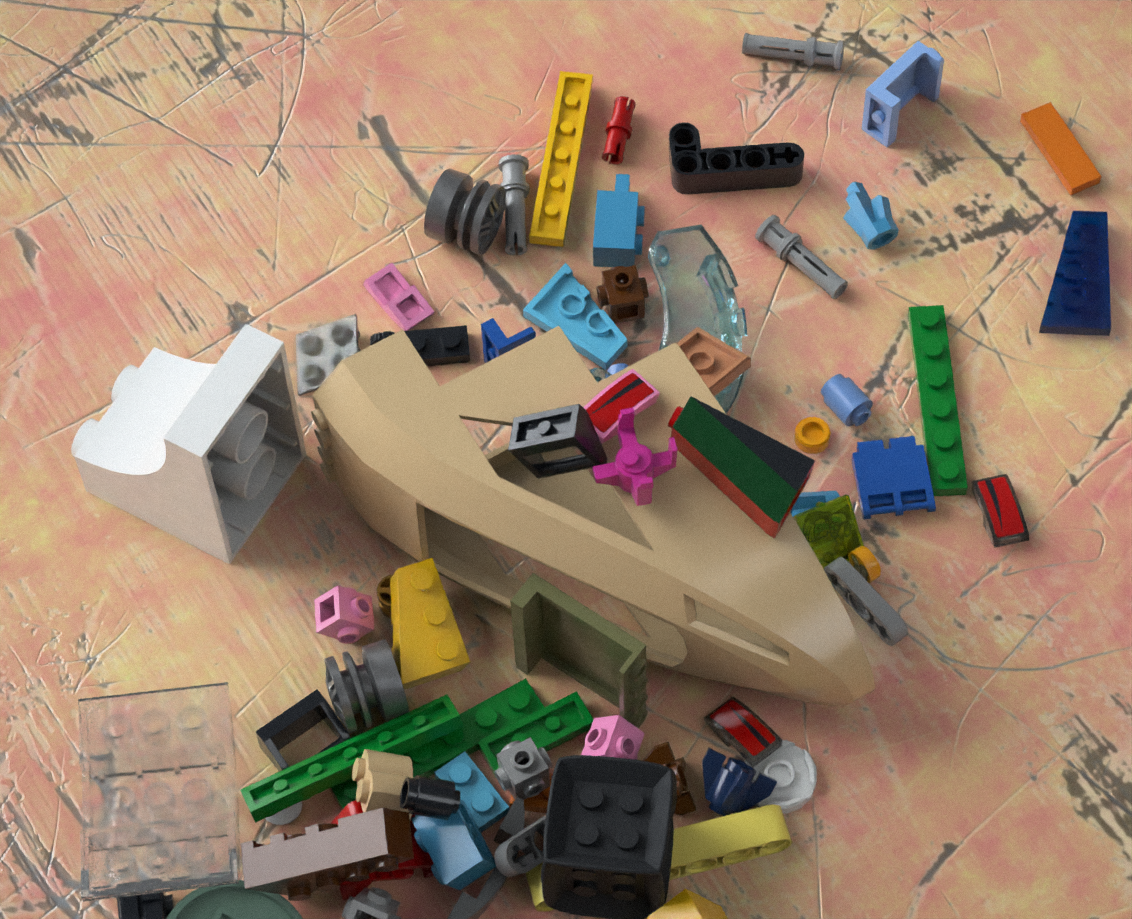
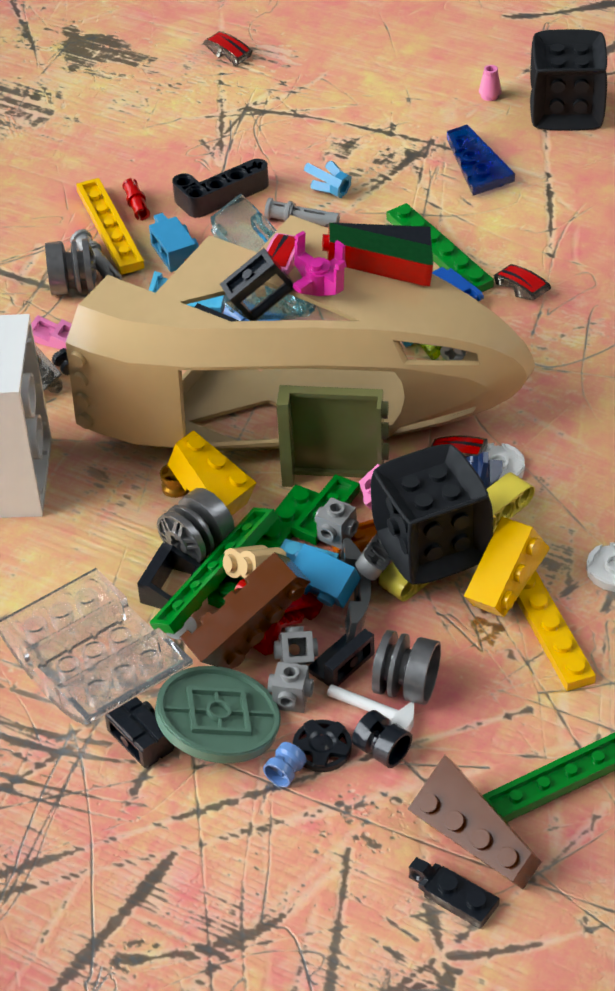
camera: 30 degrees left, 15 degrees down
(344, 614) = (148, 498): bright pink brick -> none
(429, 797) = (296, 542): black brick -> none
(812, 53) = (228, 121): light grey pin -> none
(913, 73) = (301, 107): light blue panel -> none
(1060, 148) = (413, 111): orange tile -> none

